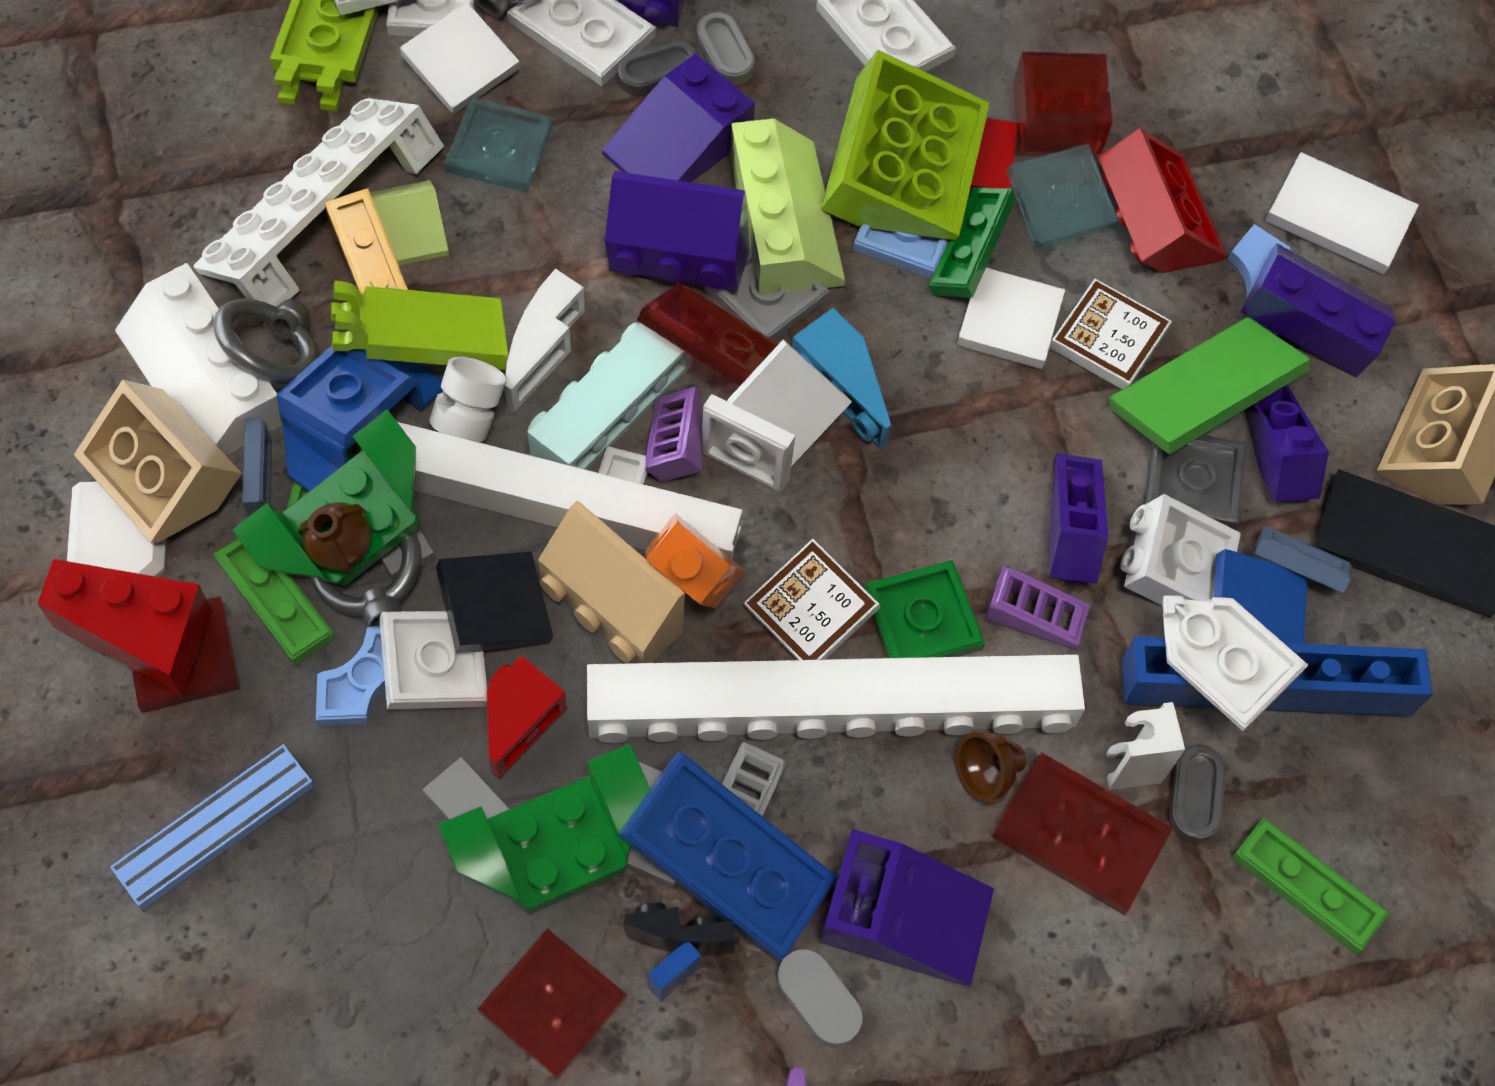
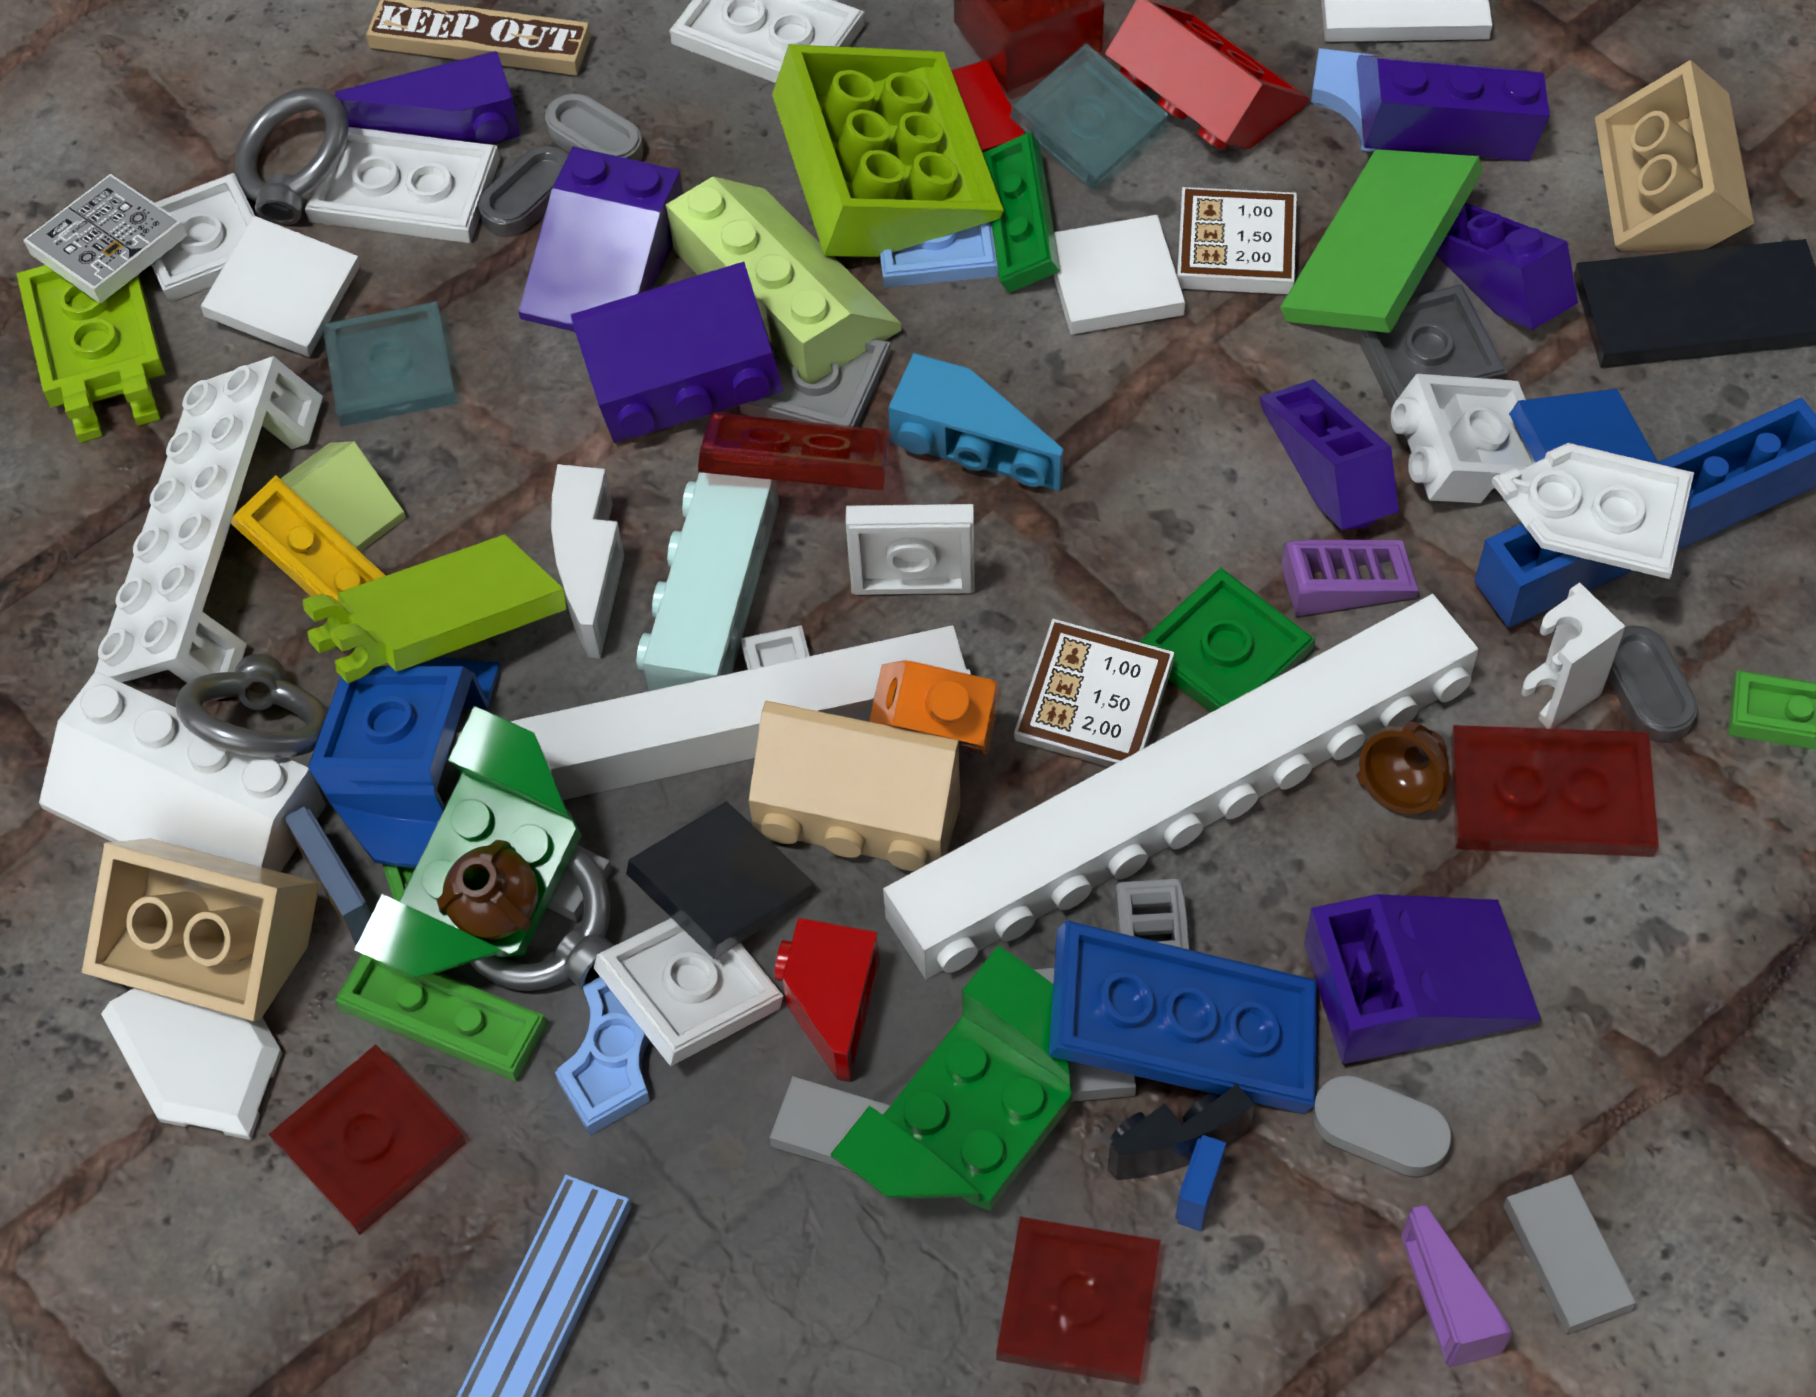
camera: 20 degrees left, 5 degrees down
(129, 616) = (281, 1121): red wedge -> none
(468, 394) = (545, 660): white wheel -> none
(688, 456) = (841, 612): medium lavender slope -> none
(791, 396) = (932, 464): white tile -> none
(1304, 559) = (1602, 374): sand blue tile -> none

